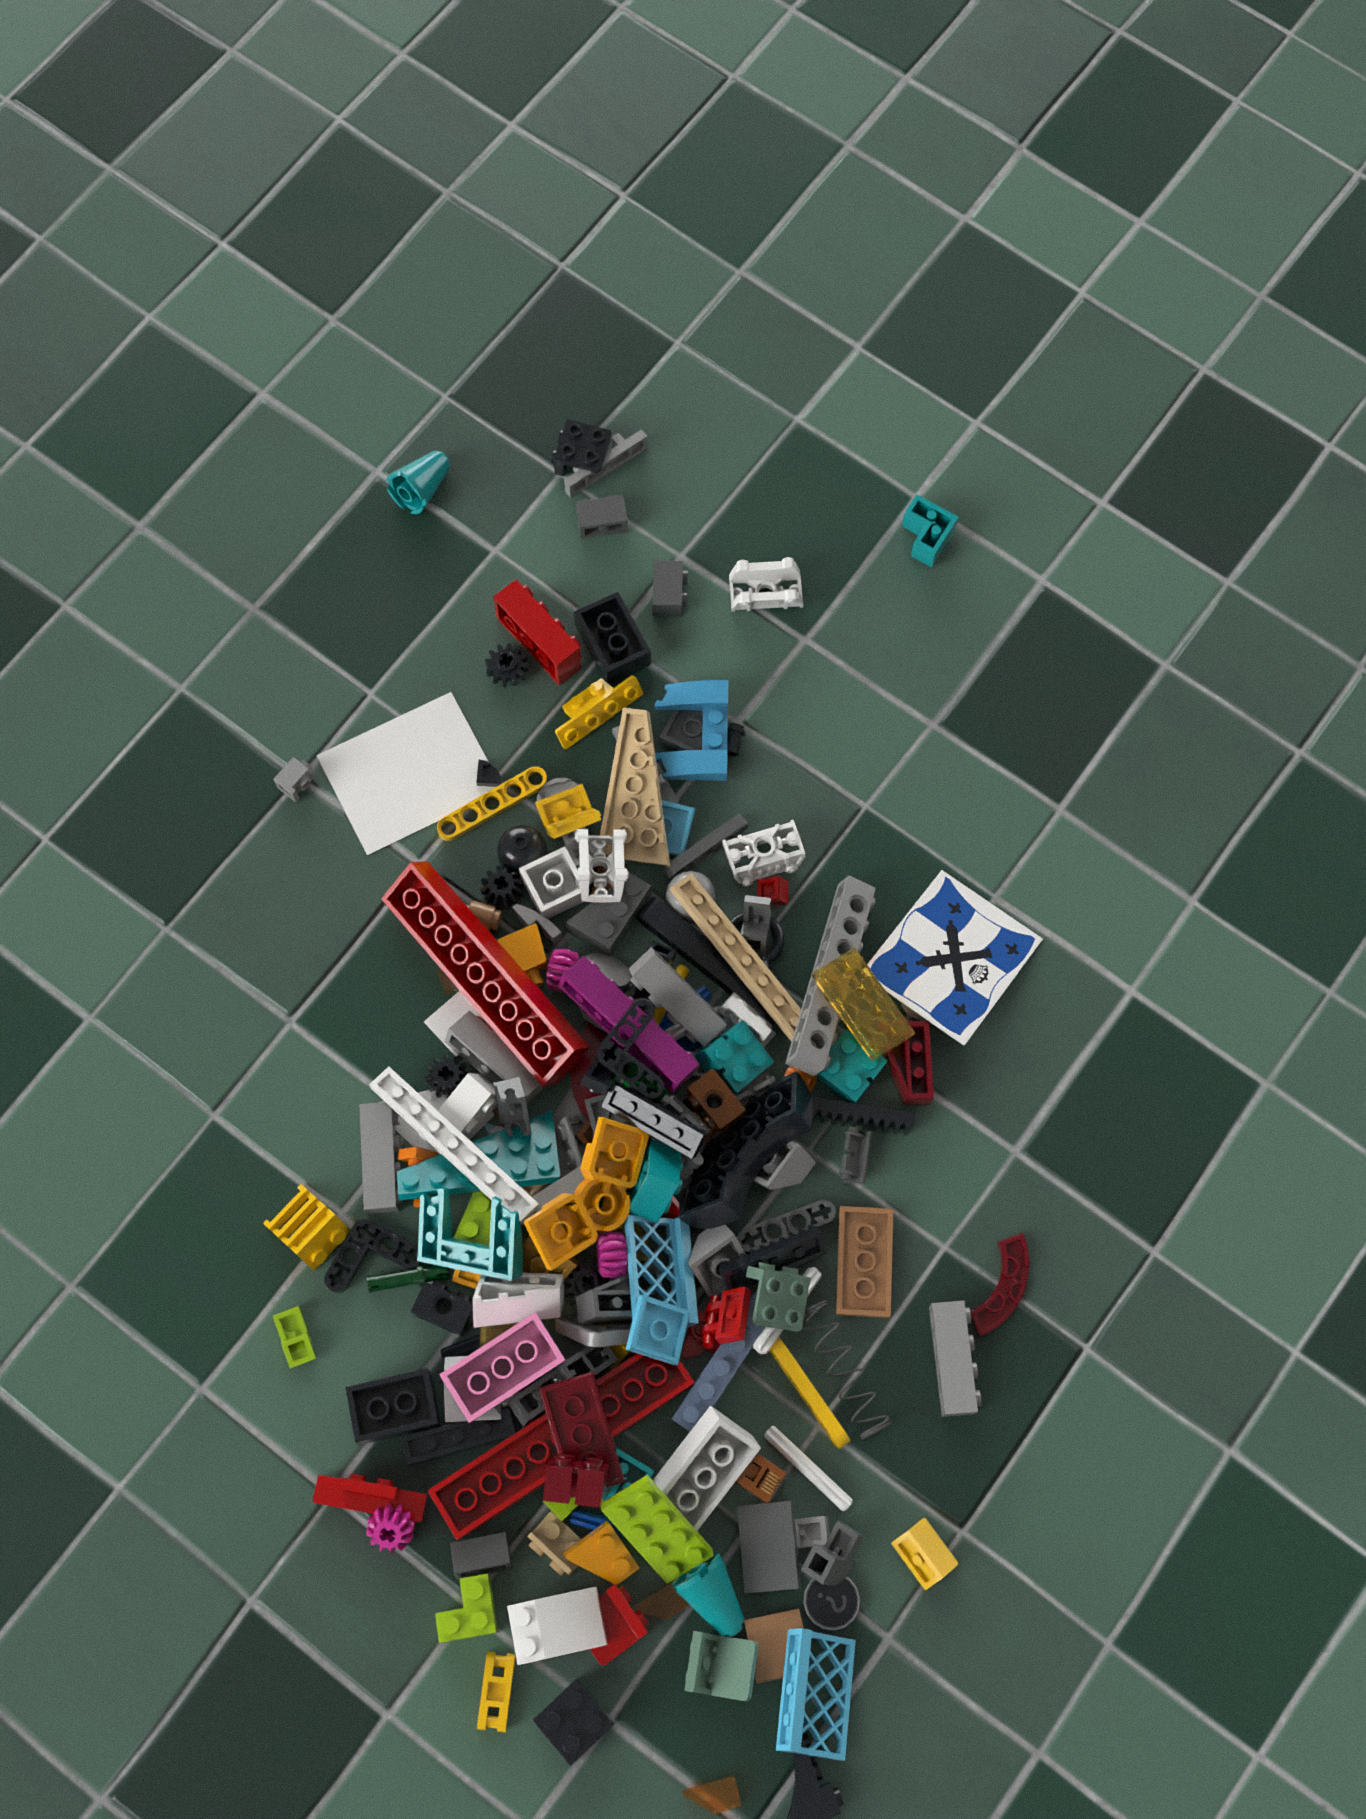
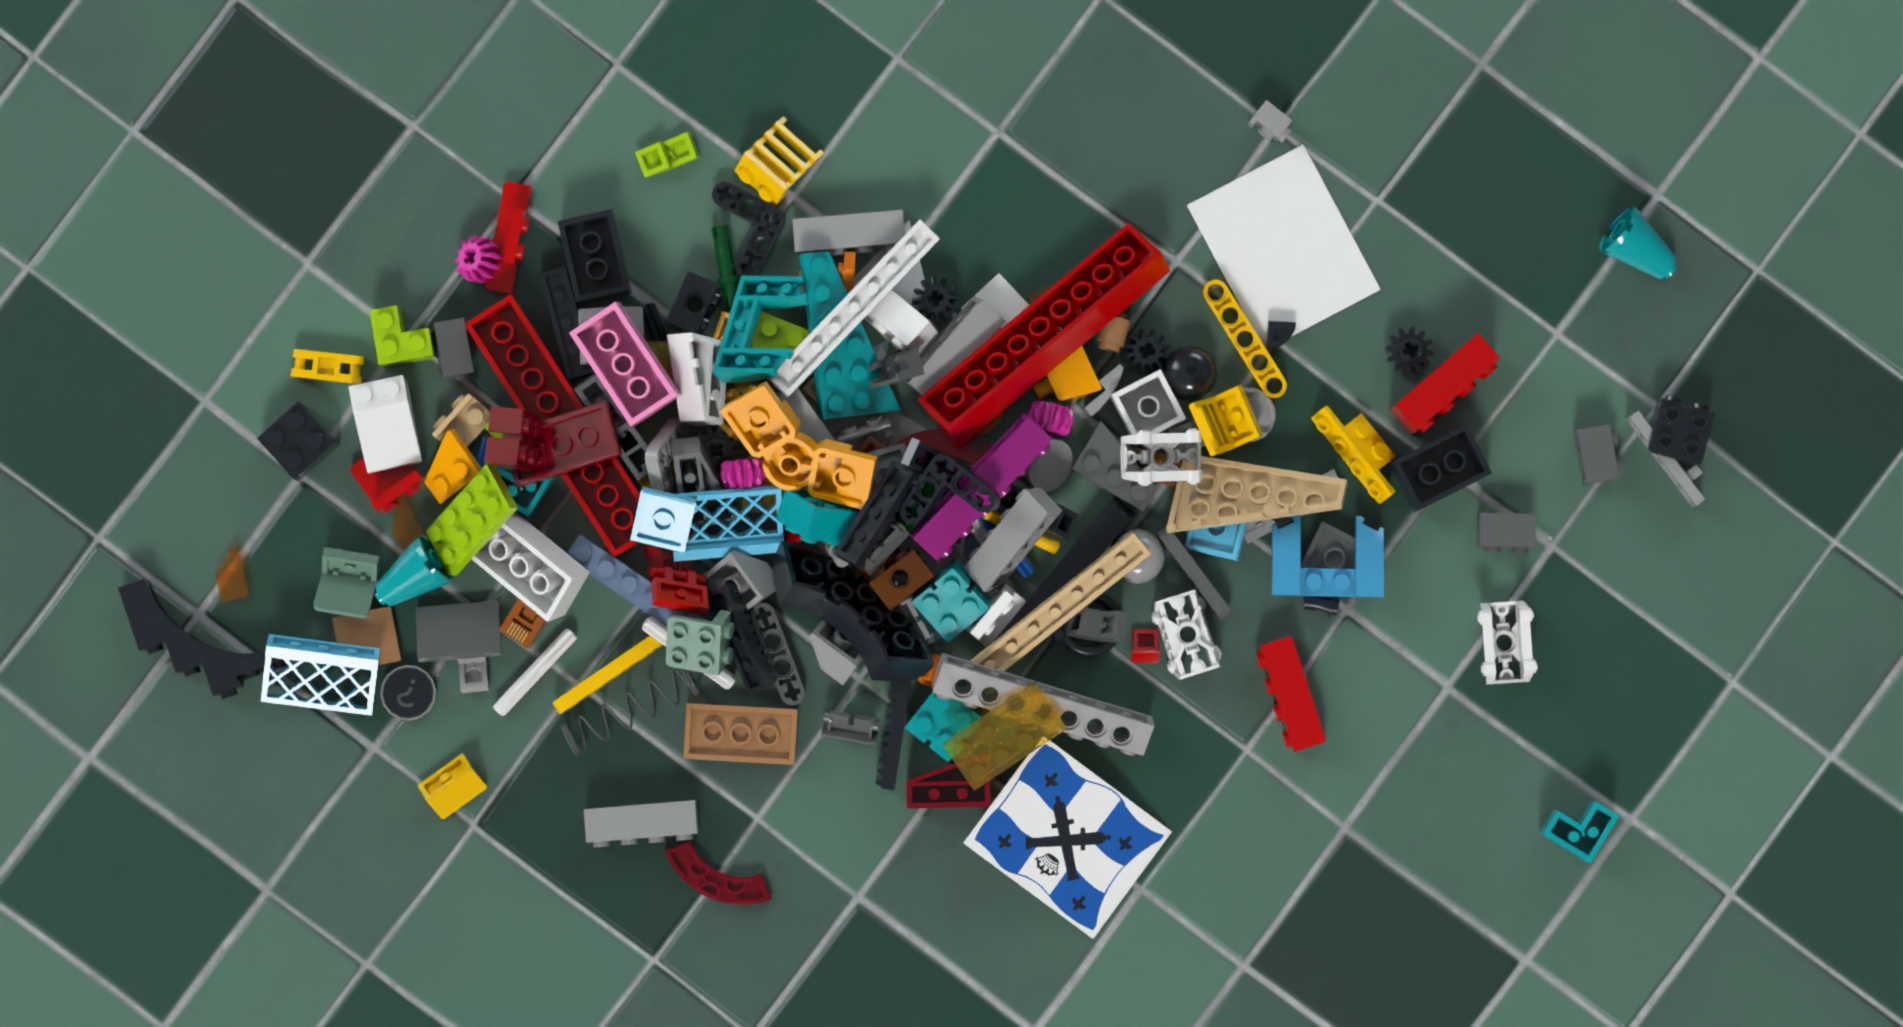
camera: 90 degrees right, 15 degrees up
(815, 764) = (1291, 694): none -> red brick
(833, 1561) = (443, 695): dark grey brick -> none

